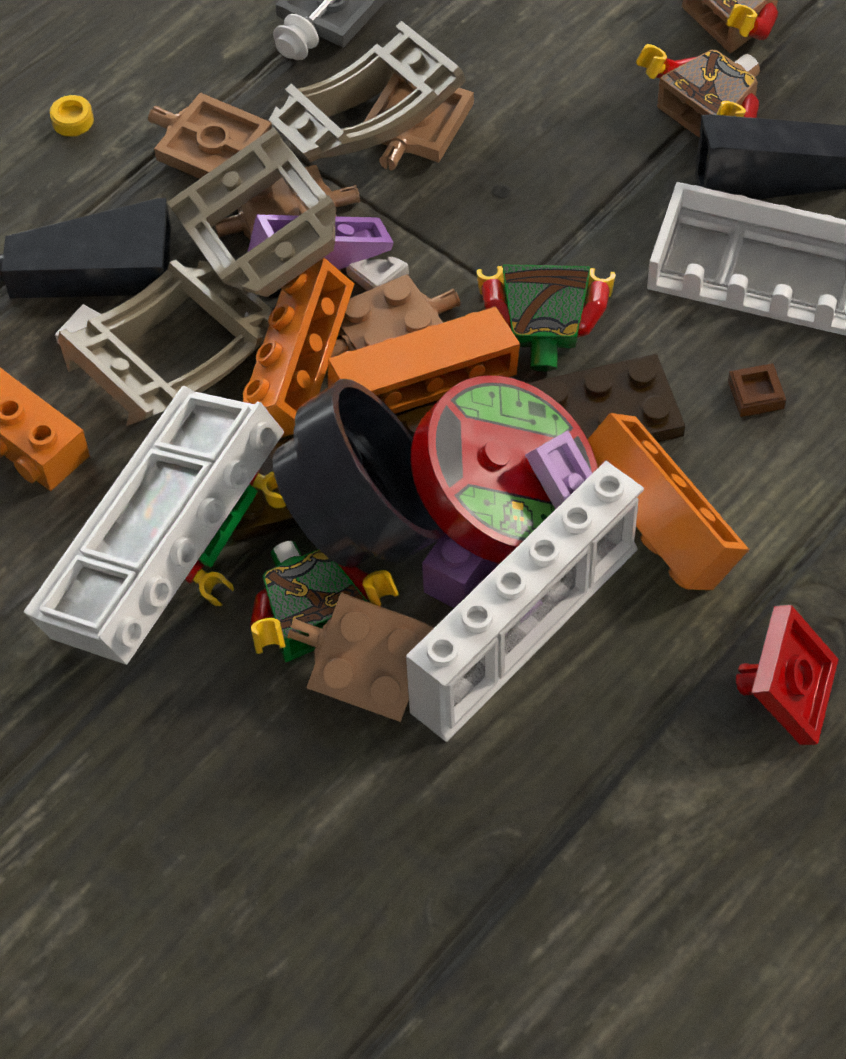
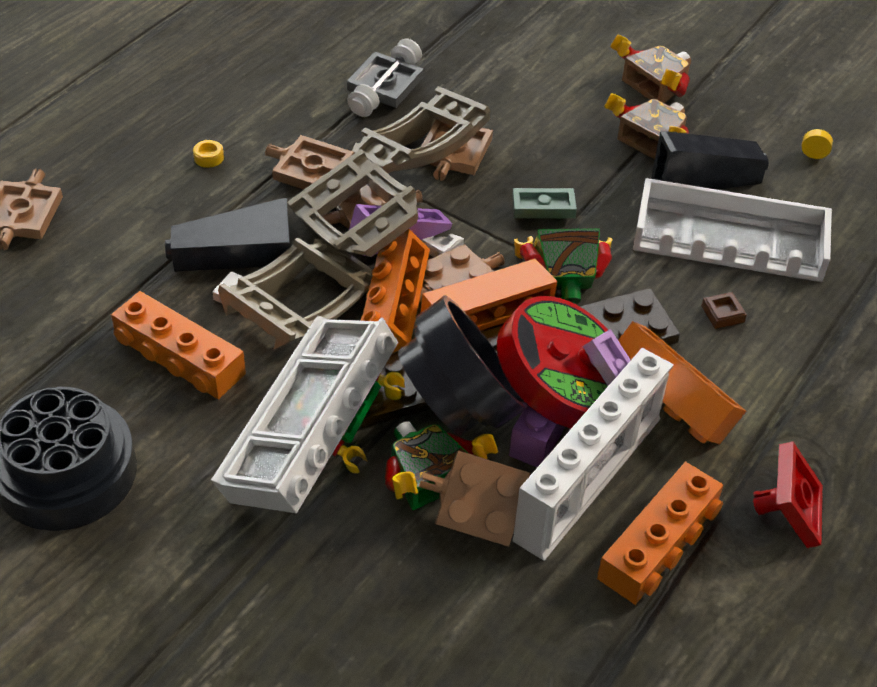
camera: 10 degrees left, 10 degrees down
(529, 212) = (544, 203): none -> sand green plate
(602, 715) = (660, 532): none -> orange brick

